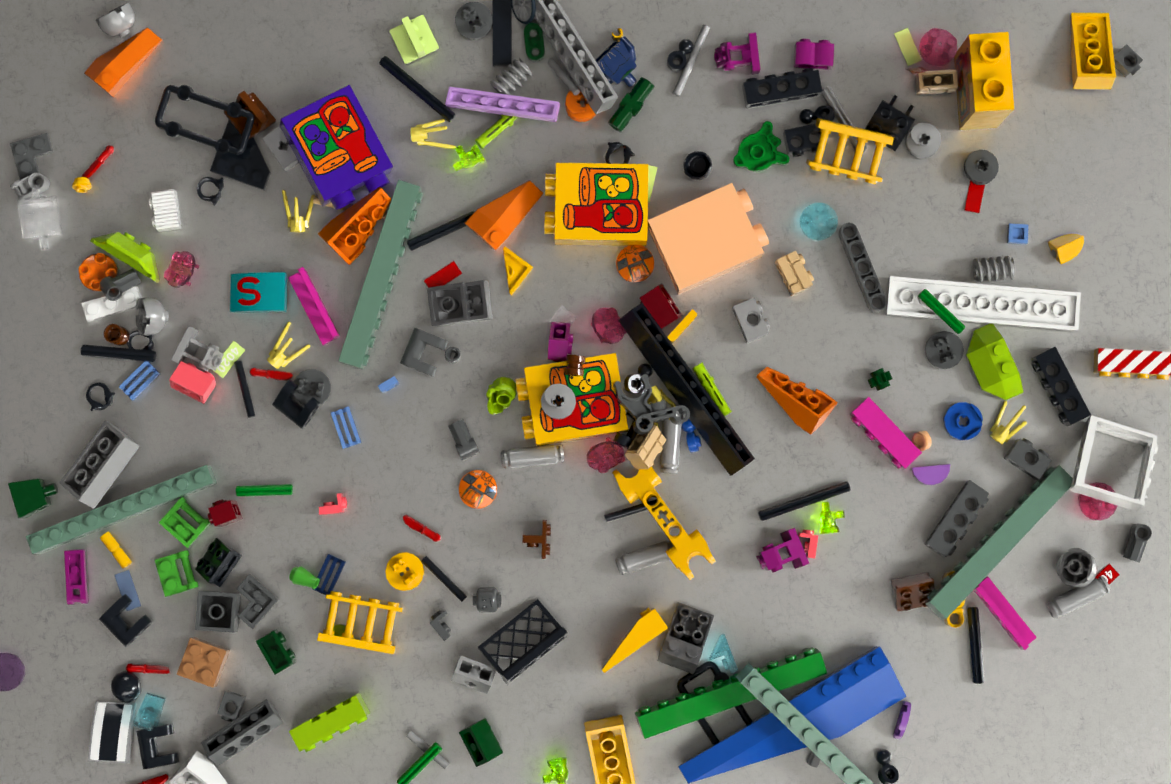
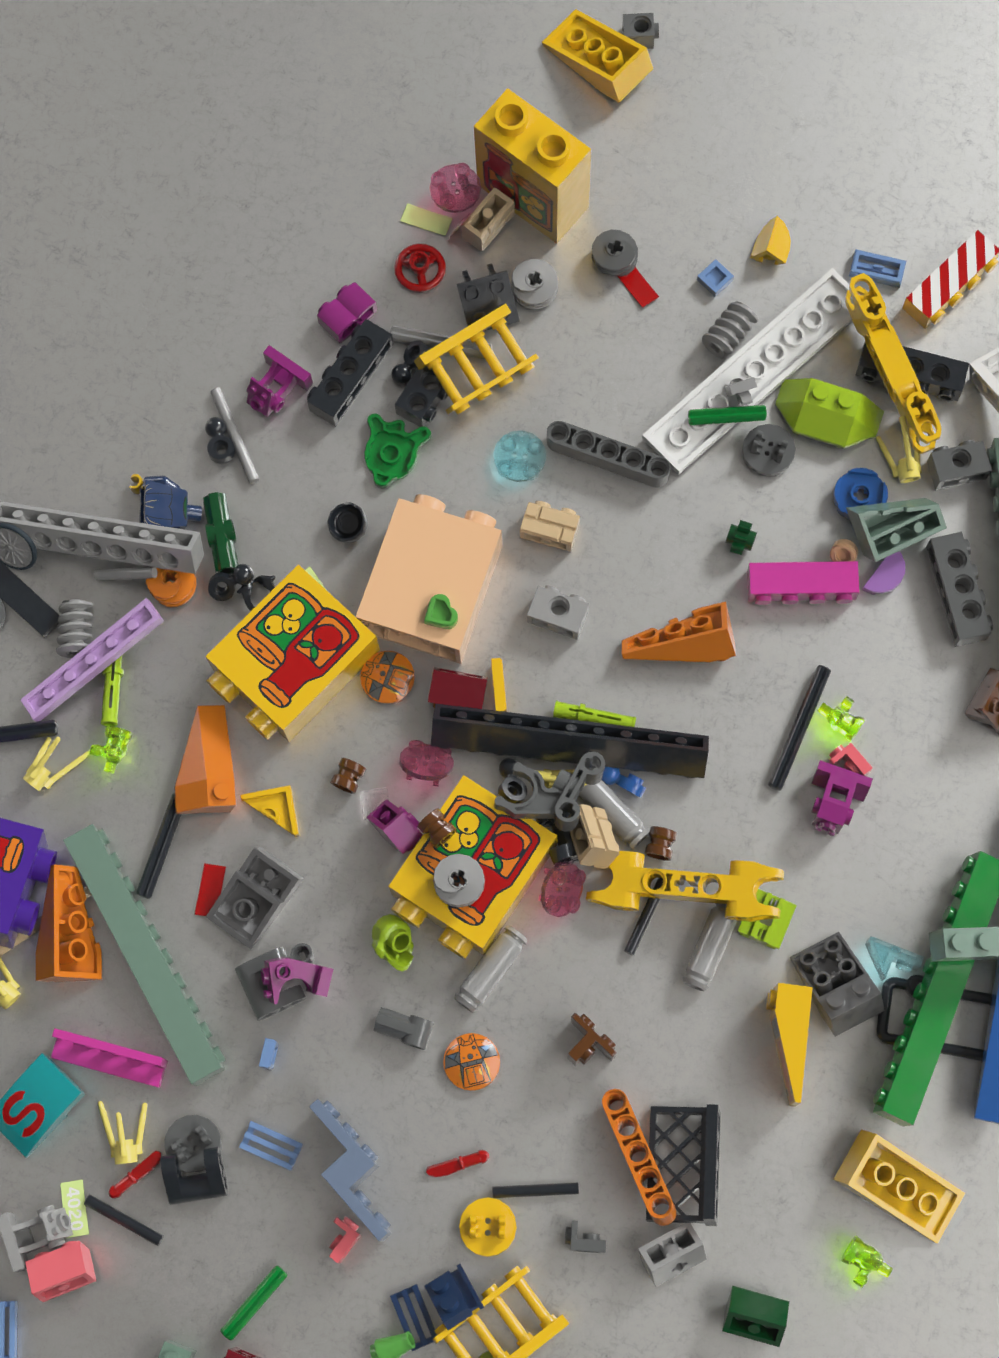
camera: 45 degrees left, 10 degrees down
(355, 585) = (453, 1297): none -> dark blue plate
(369, 479) = (351, 1169): none -> sand blue bracket
(447, 370) = (314, 976): none -> magenta tile
(487, 599) = (602, 1162): dark grey head -> none
(500, 623) = (647, 1167): none -> orange beam
(534, 43) = (62, 573): dark green plate -> none
(564, 292) = (348, 775): none -> reddish brown wheel
(619, 137) = (241, 575): none -> black plate
(675, 484) = (661, 842): none -> reddish brown wheel
(681, 584) = (776, 931): none -> lime piece
(689, 262) = (441, 613): none -> bright green tile
(883, 70) = (419, 256): none -> red piece
(960, 455) = (894, 525): none -> sand green wedge
(962, 306) = (741, 390): none -> light grey tile
(1051, 374) = (892, 363): none -> yellow piece
(1098, 320) = (879, 270): none -> medium blue tile

